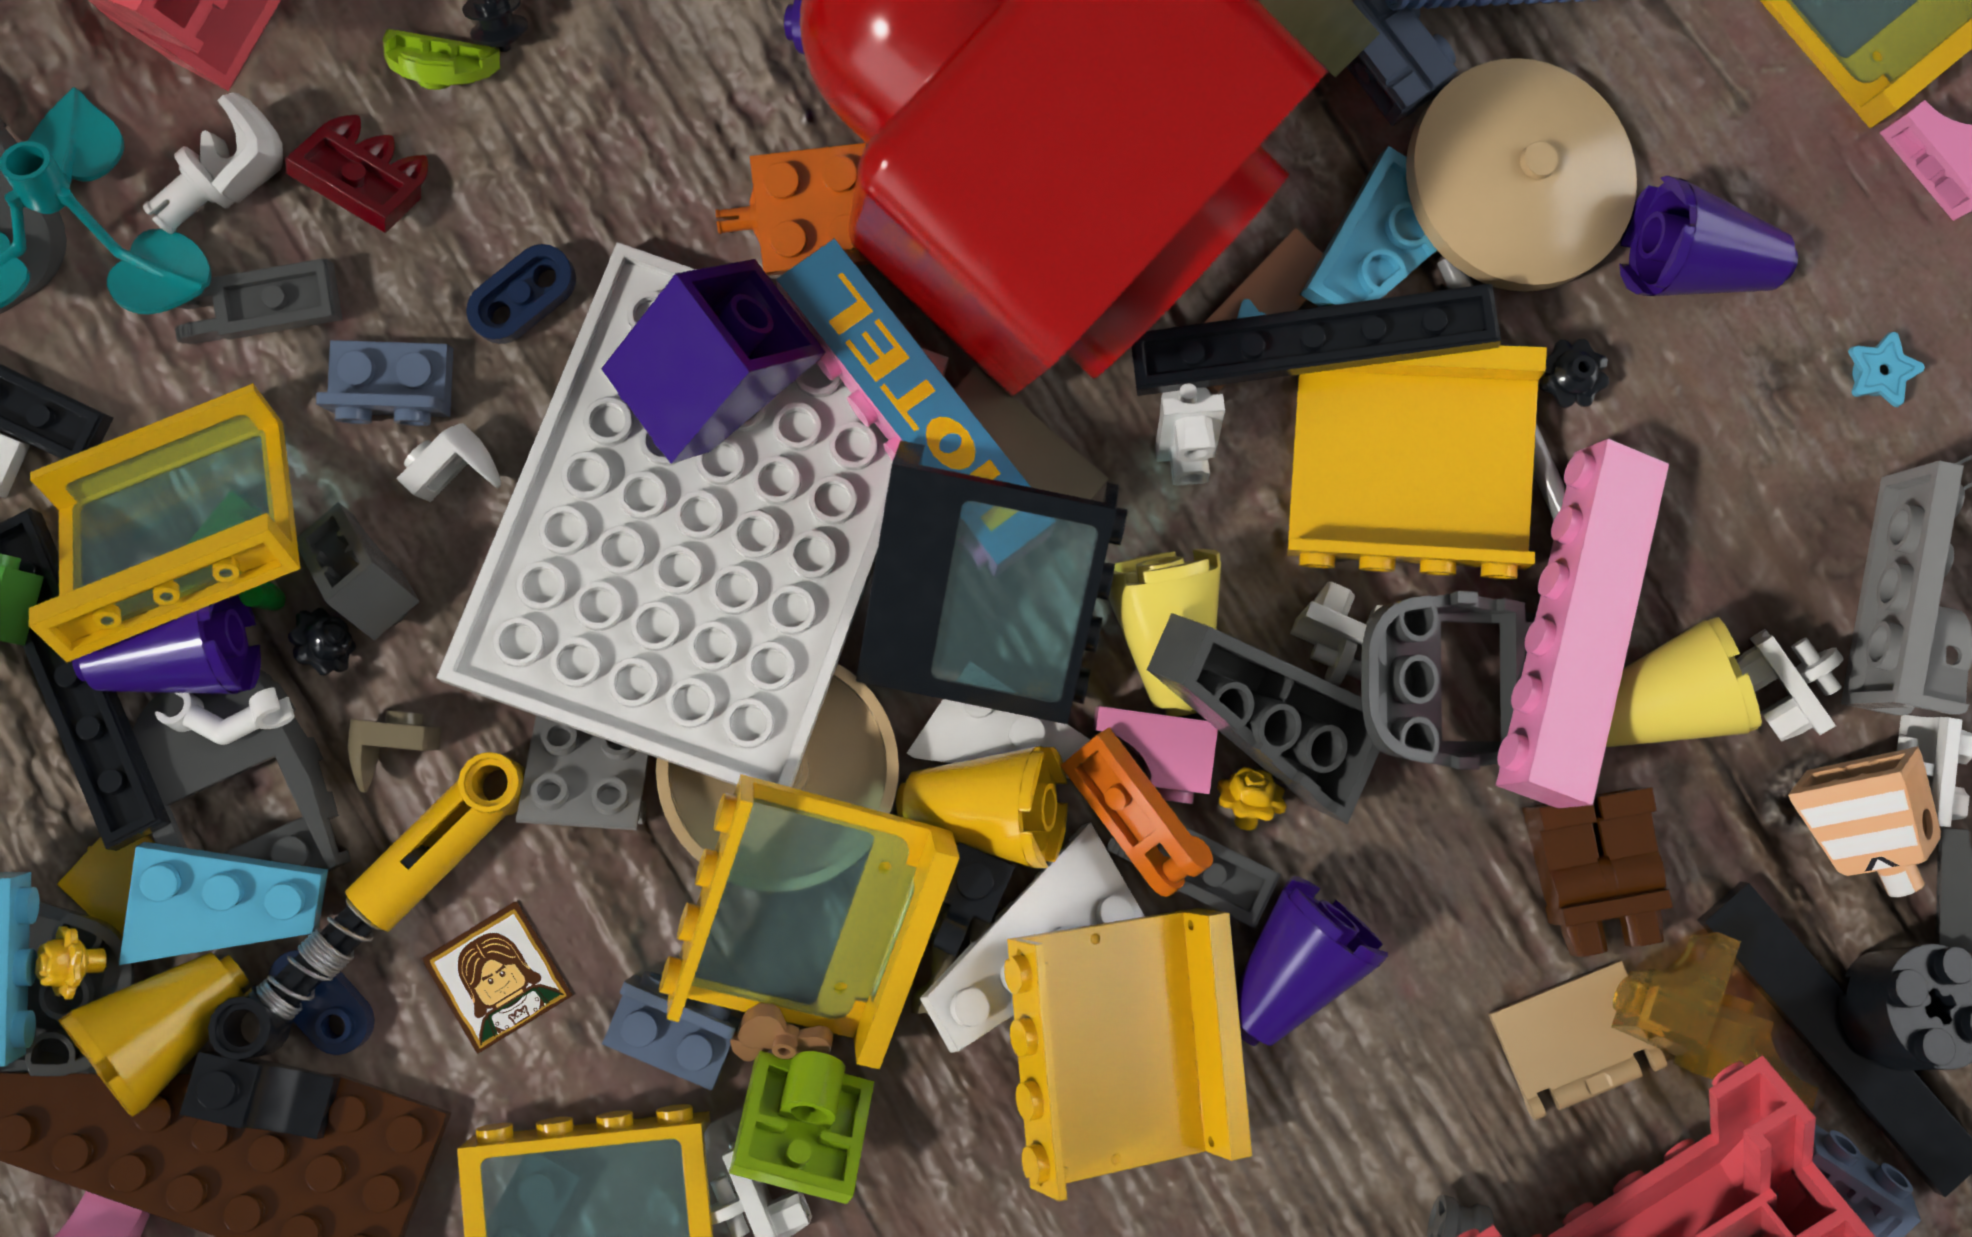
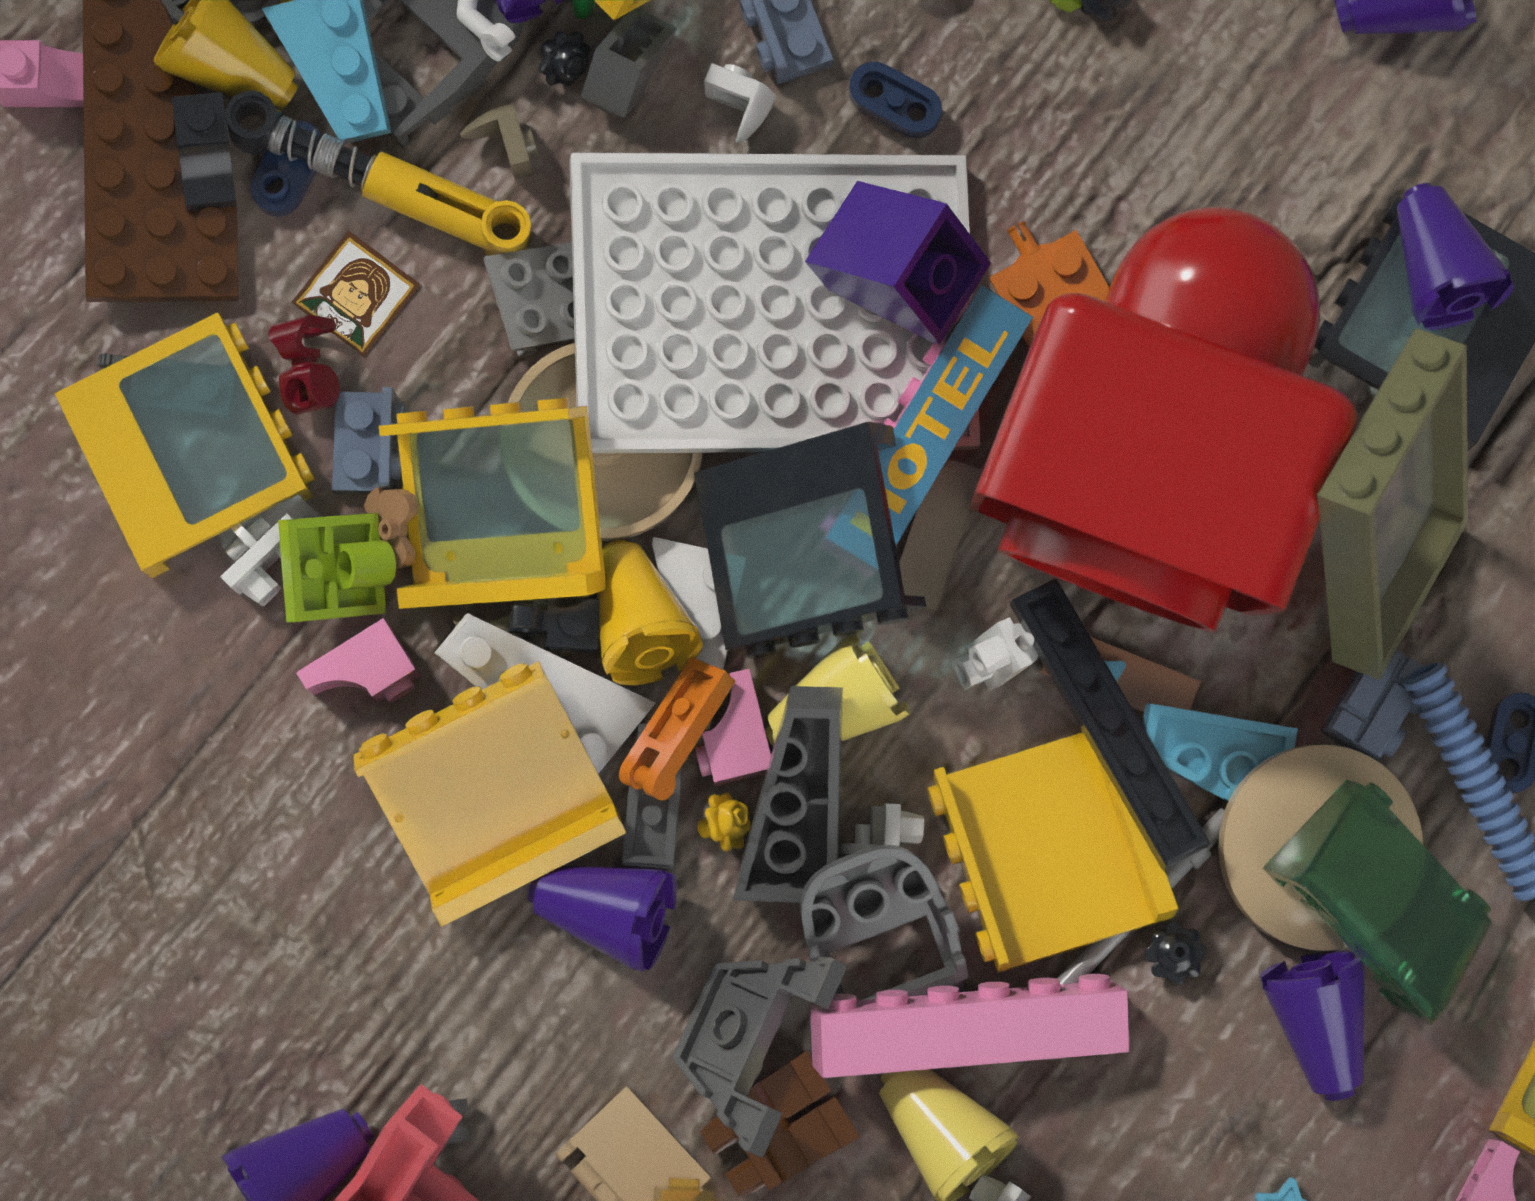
camera: 70 degrees right, 5 degrees down
(583, 1062) = (307, 383): none -> dark red leg
(925, 1119) = (366, 661): none -> bright pink arch
(1491, 881) = (733, 1031): none -> dark grey wing
(1614, 126) = (1385, 898): none -> clear green windscreen

